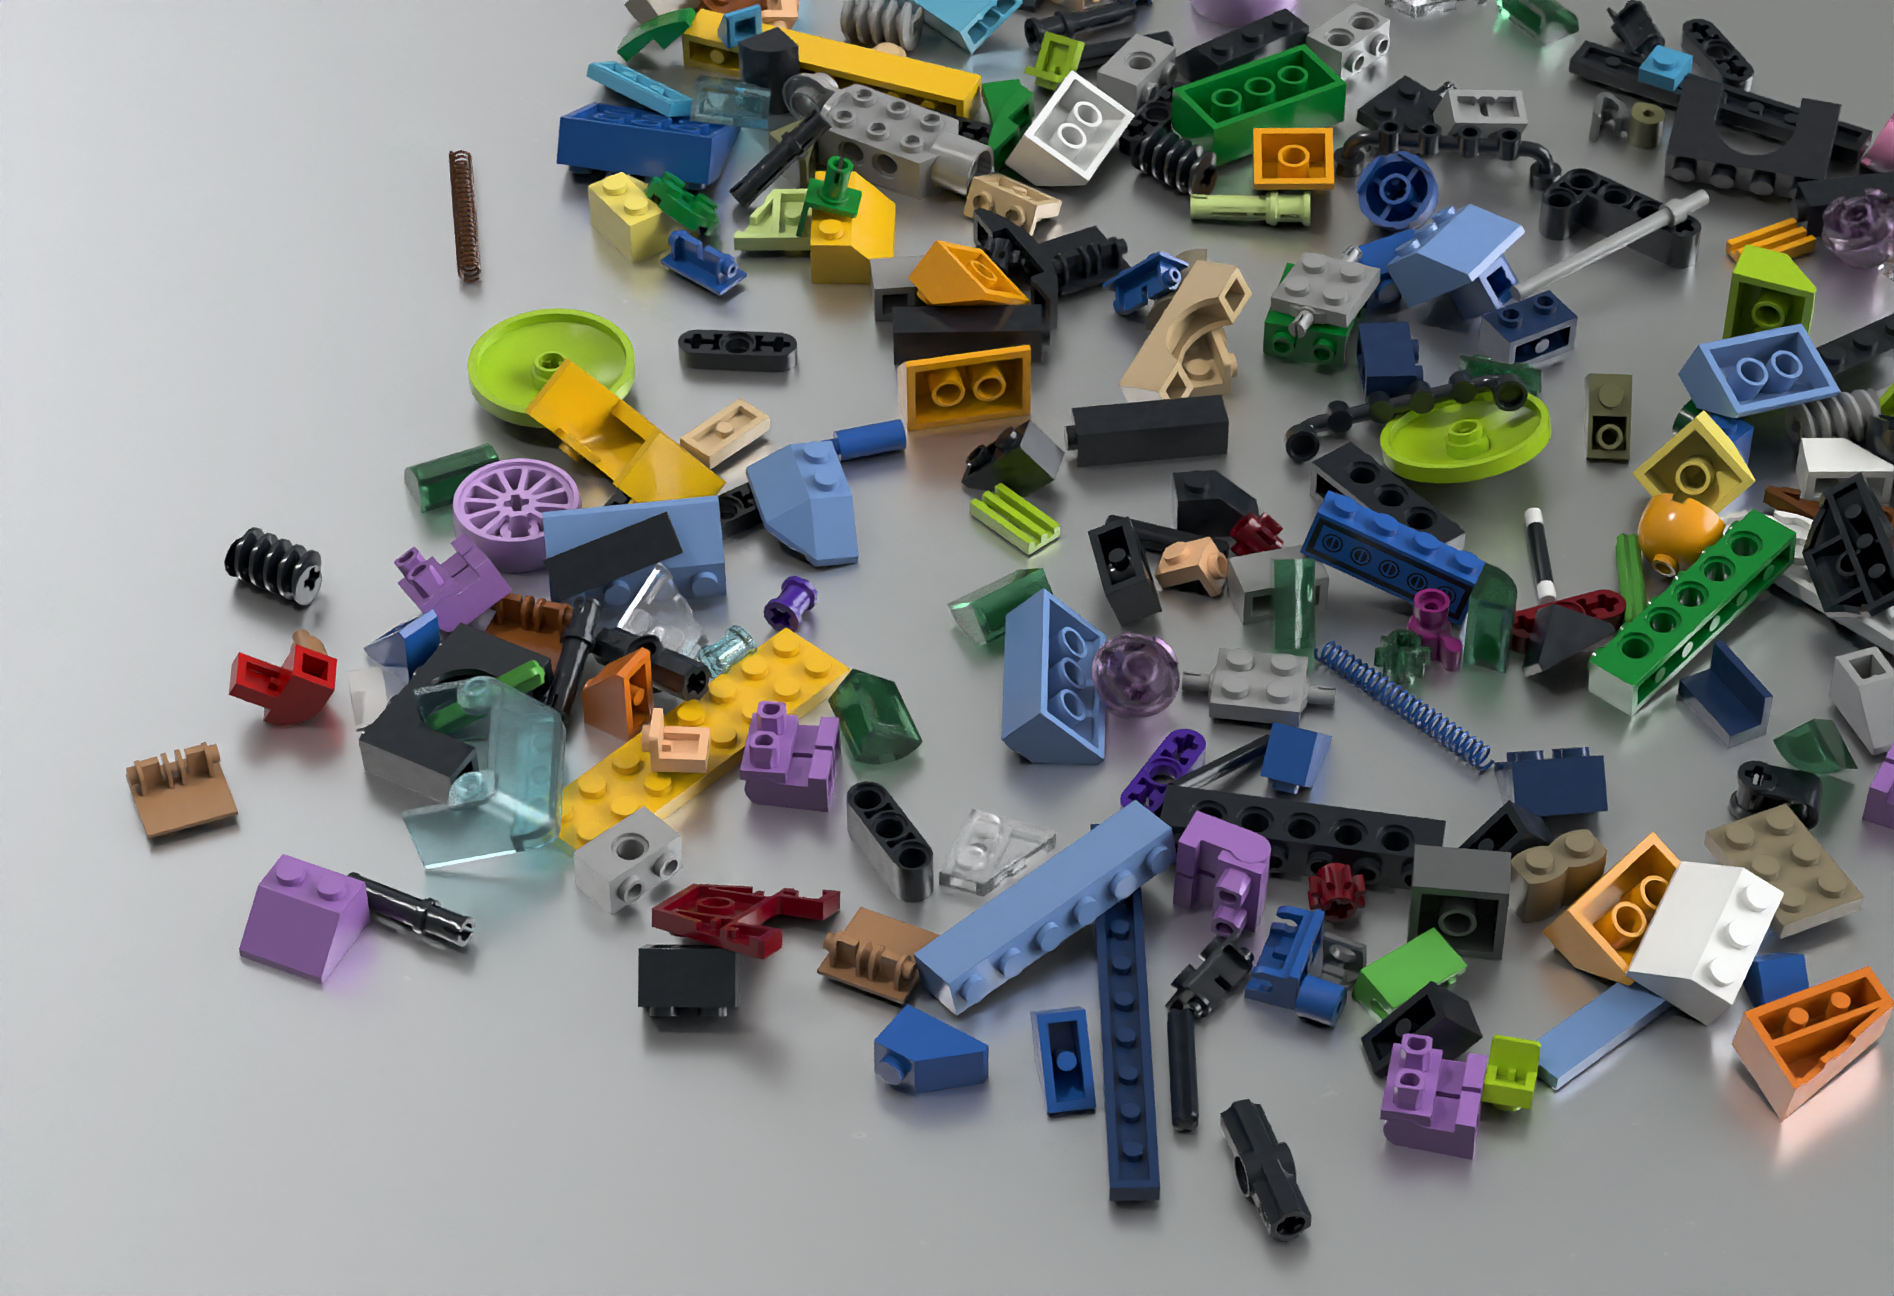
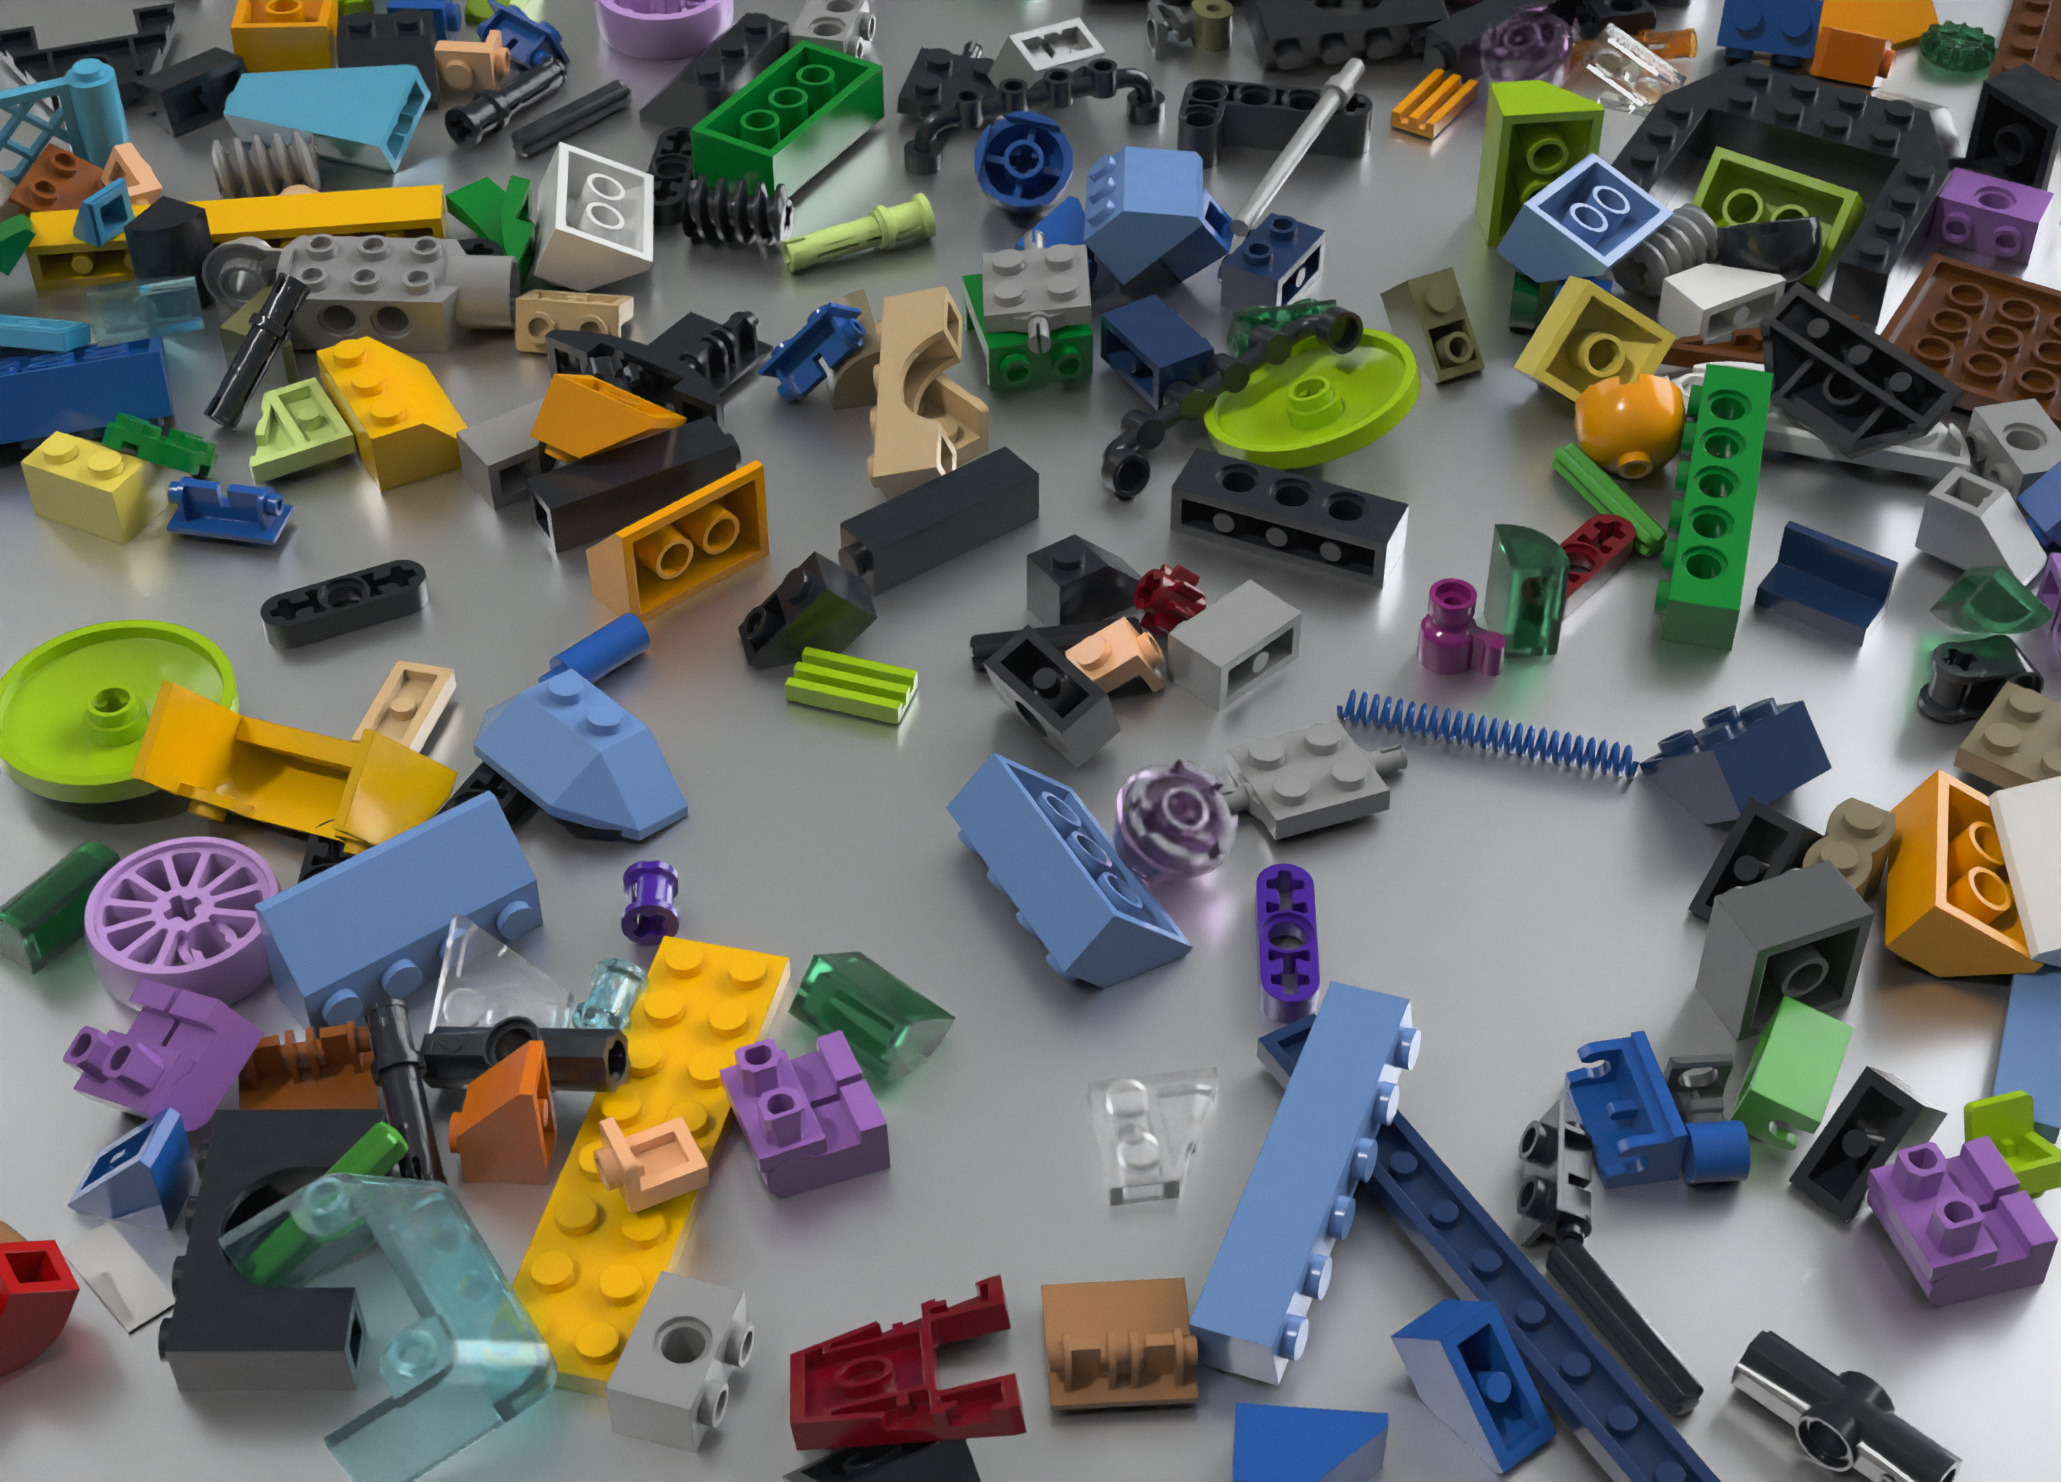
camera: 30 degrees left, 0 degrees up
(613, 556) = (384, 930): black tile -> none
(832, 193) = (362, 371): green bracket -> none
(890, 841) = (1019, 1174): black beam -> none
(985, 609) = (910, 804): clear green brick -> none
(1056, 60) = (514, 145): lime bracket -> none
(1138, 71) = (621, 126): light grey brick -> none
(1224, 764) = (1349, 898): black bar -> none
(1224, 870) = (1488, 1030): medium lavender hips -> none
(1292, 603) = (1284, 660): clear green brick -> none
(1293, 159) = (877, 166): light orange slope -> none
(1294, 757) = (1428, 848): blue slope -> none
(1314, 835) = (1531, 943): black brick -> none
(1336, 892) = (1619, 999): dark red gear -> none
(1390, 554) = (1353, 557): blue brick -> none
(1402, 656) = (1445, 676): clear green gear -> none
(1540, 556) = (1470, 491): black bar -> none
(1560, 634) = (1606, 588): black slope -> none

